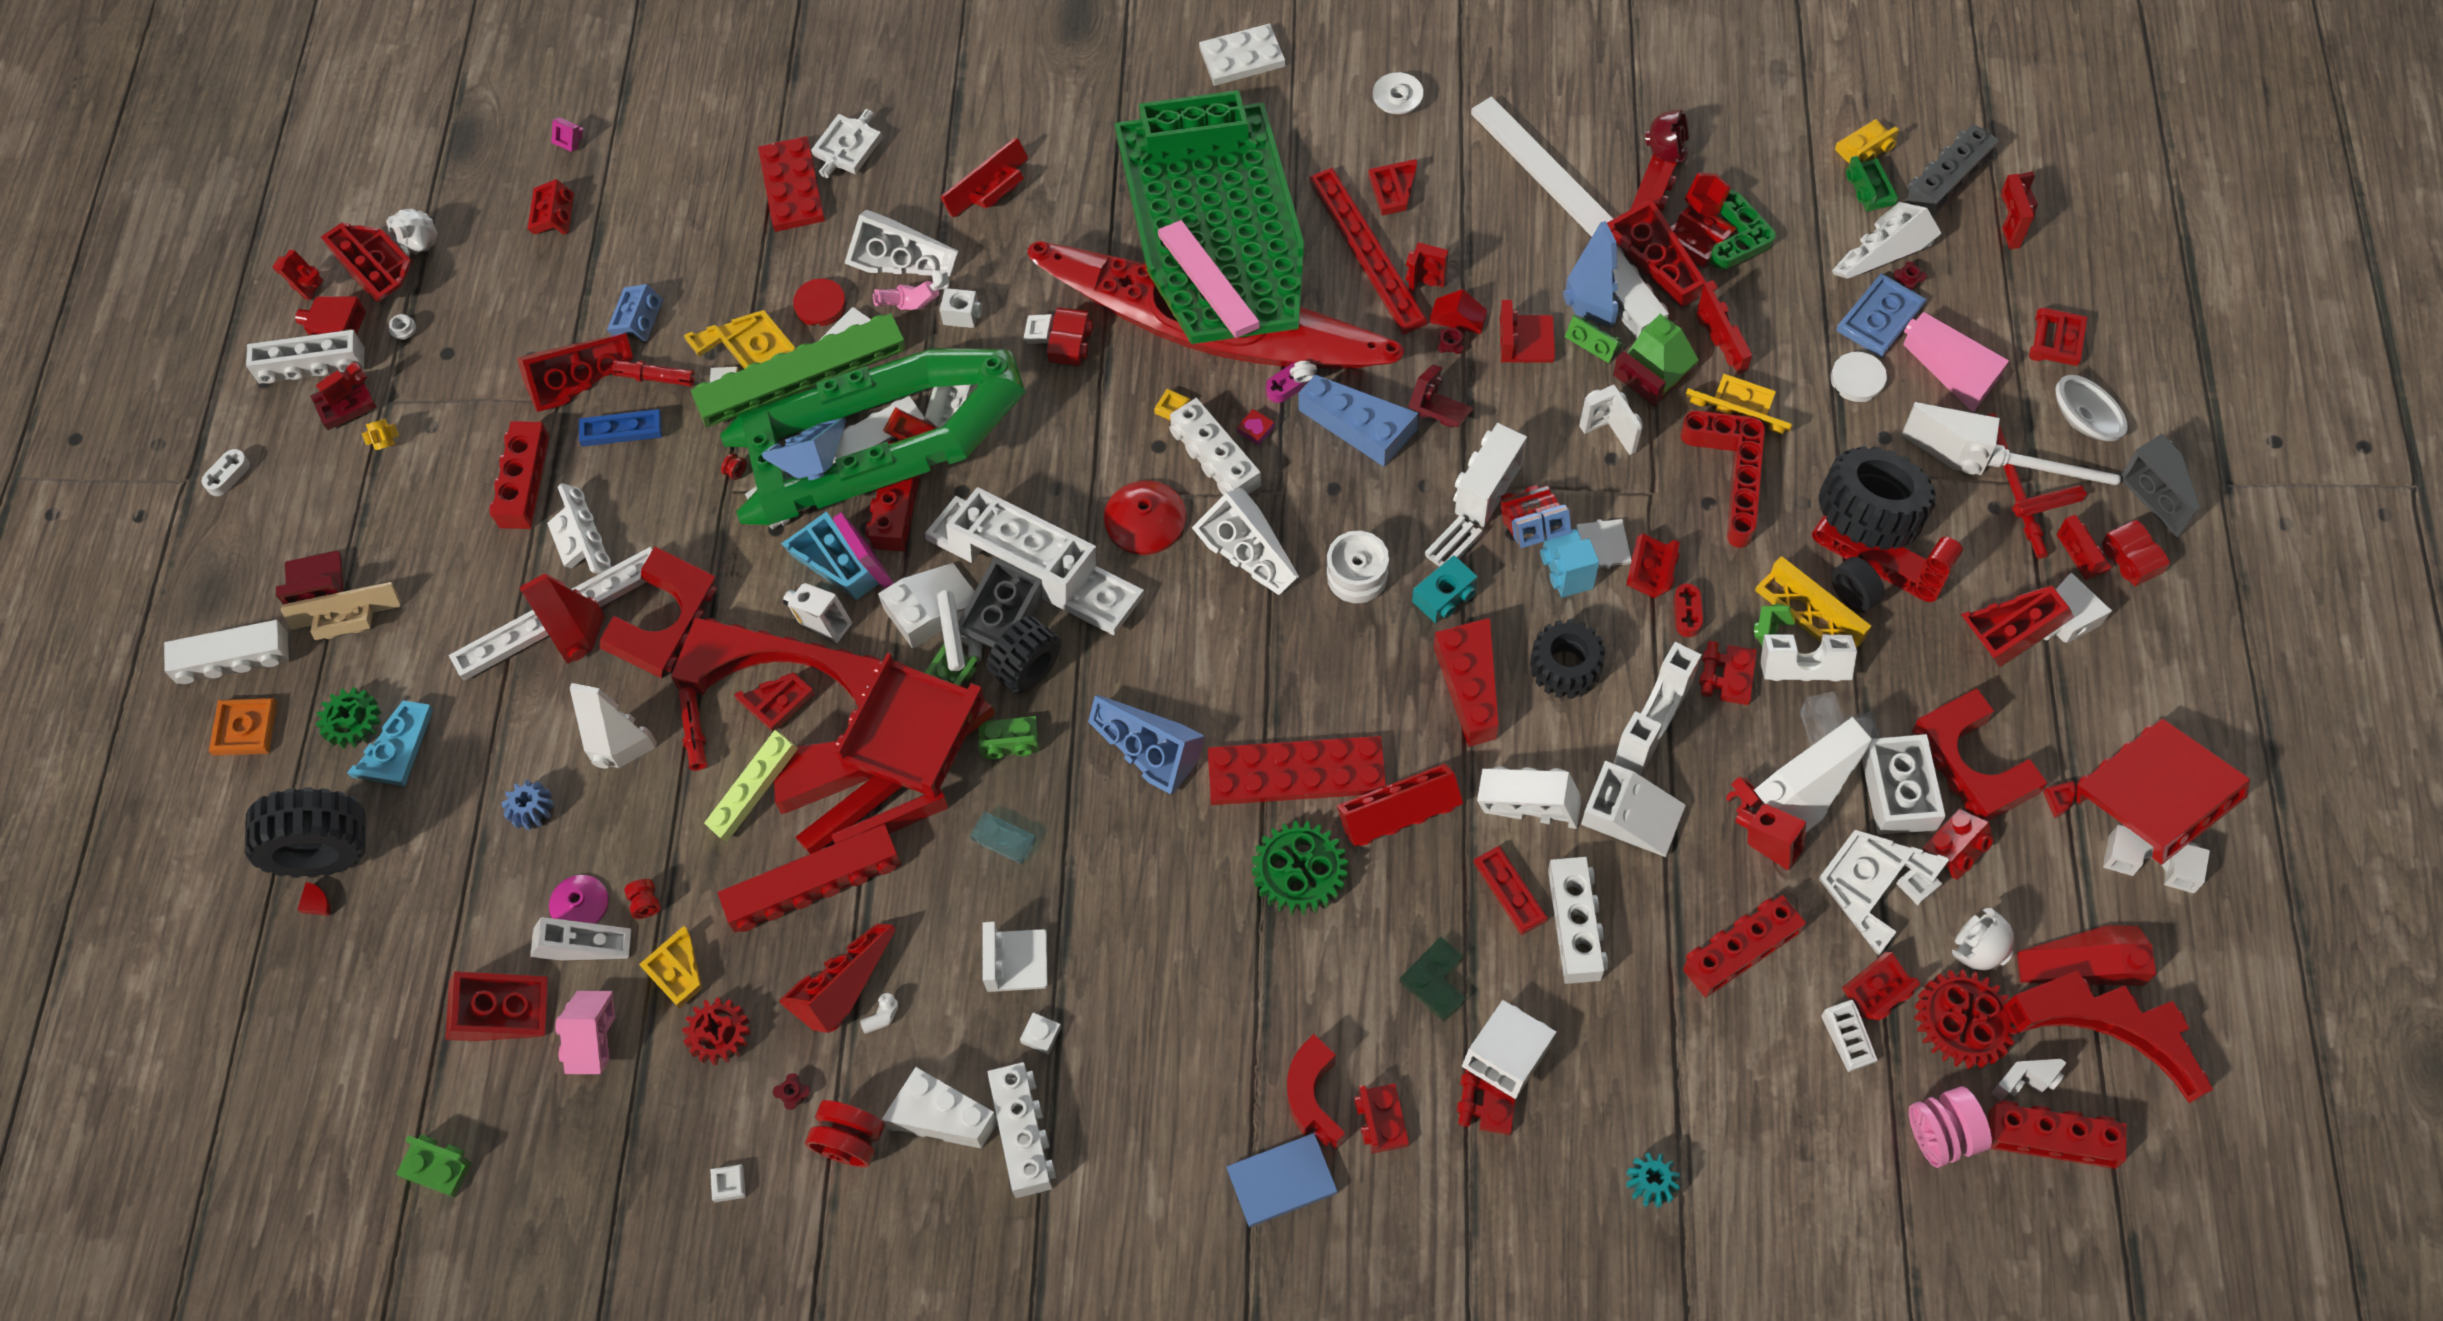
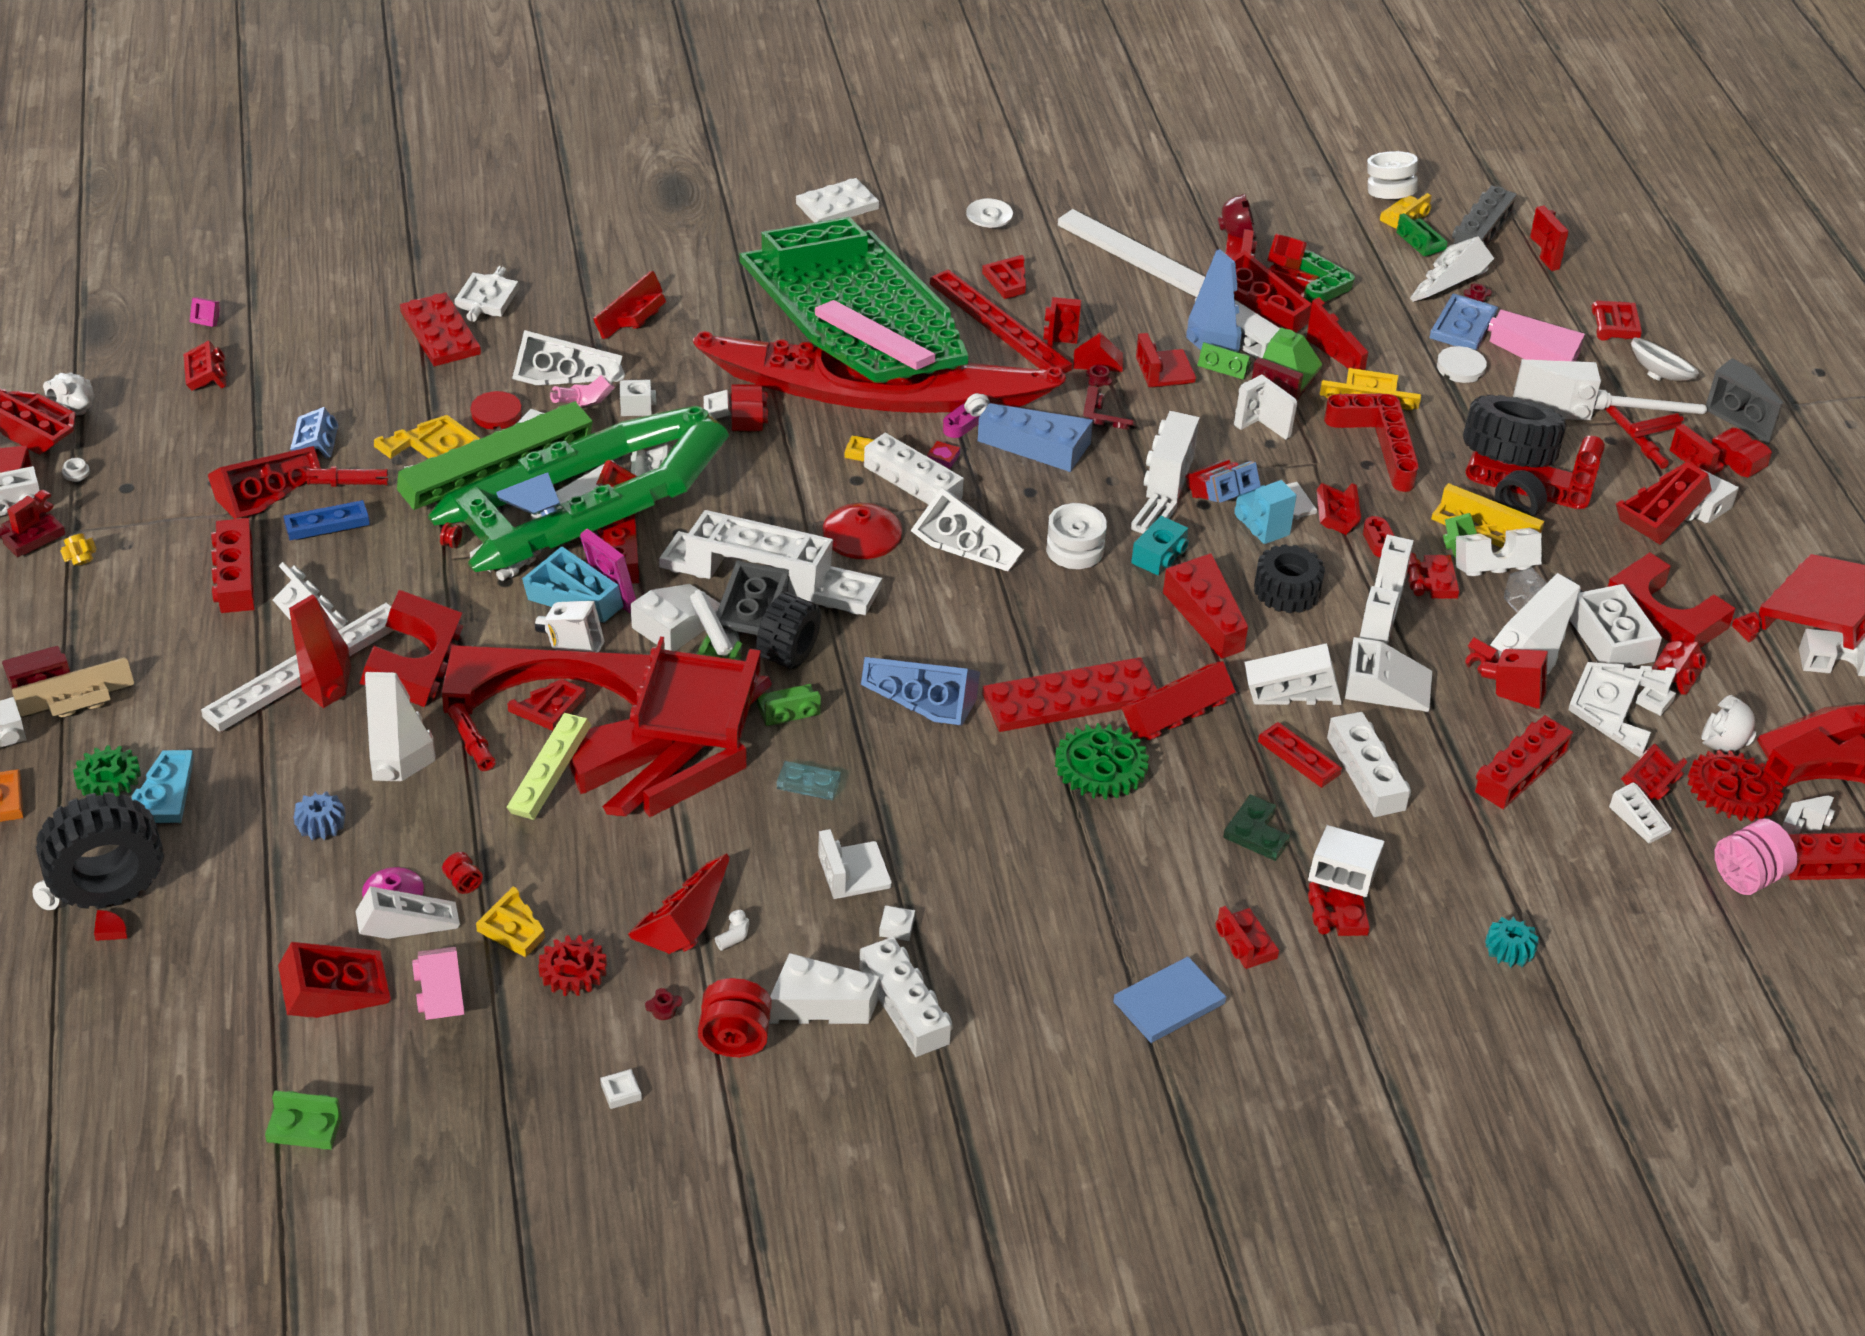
camera: 20 degrees left, 20 degrees down
(809, 879) = (628, 834): red brick -> none
(1306, 1070) = (1170, 934): red arch -> none
(1863, 94) = (1392, 175): none -> white wheel

